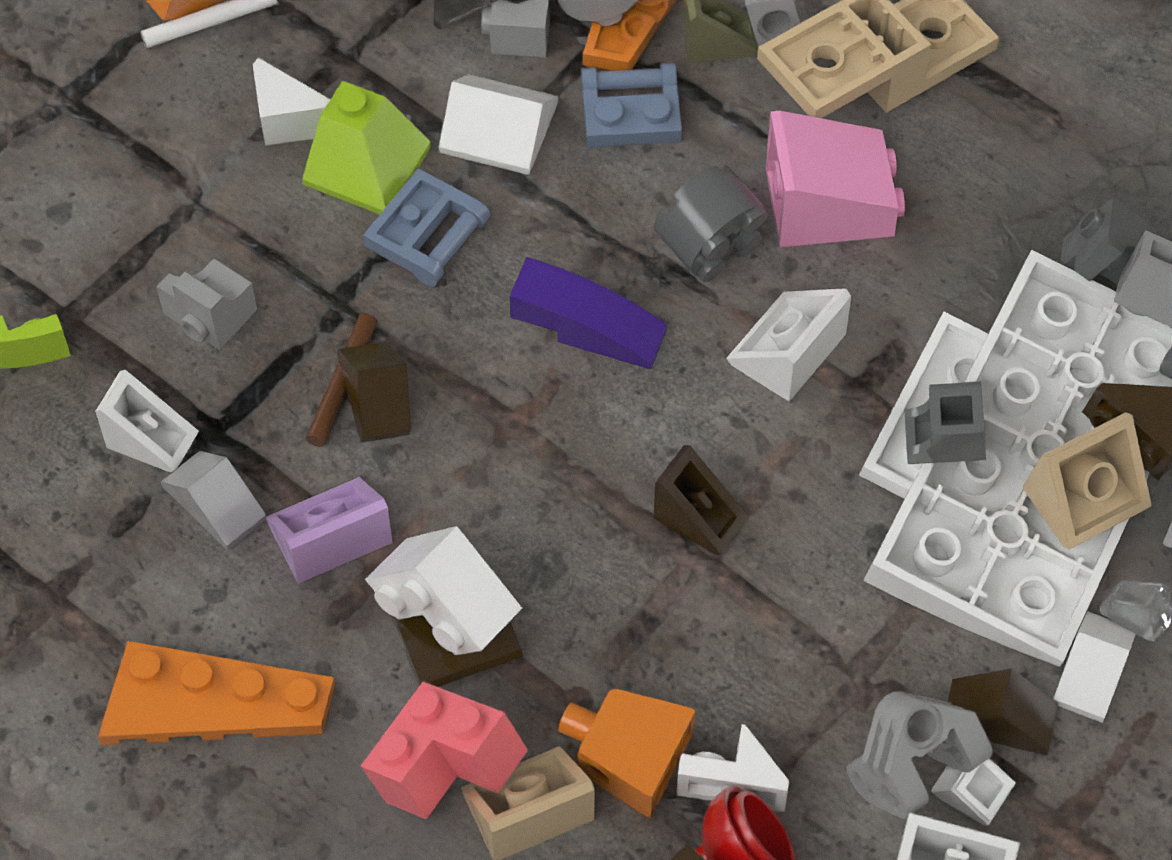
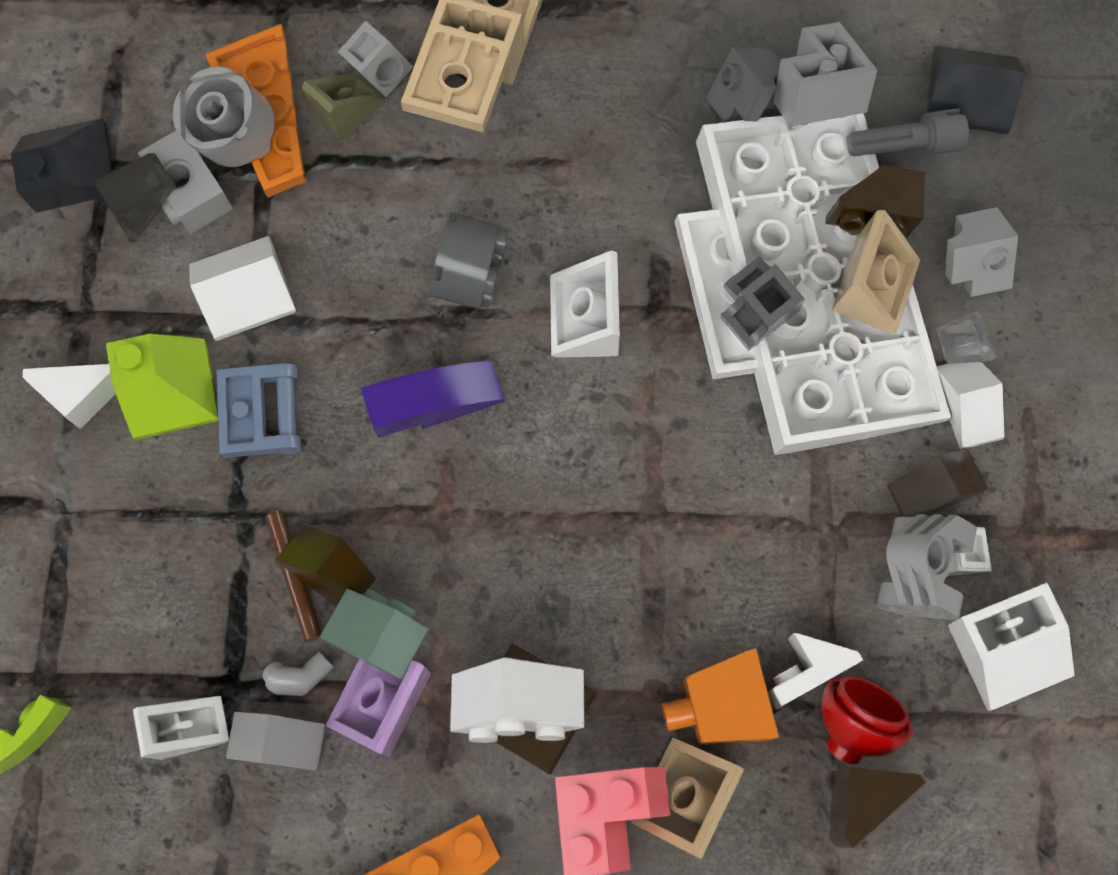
camera: 35 degrees left, 15 degrees up
(209, 303) = (147, 593): light grey brick -> none
(272, 461) = (294, 680): none -> light grey arm
(370, 457) = (375, 631): none -> sand green brick
(631, 117) = (337, 214): sand blue plate -> none
(696, 503) = (627, 485): dark brown slope -> none
(830, 181) = (521, 169): bright pink slope -> none

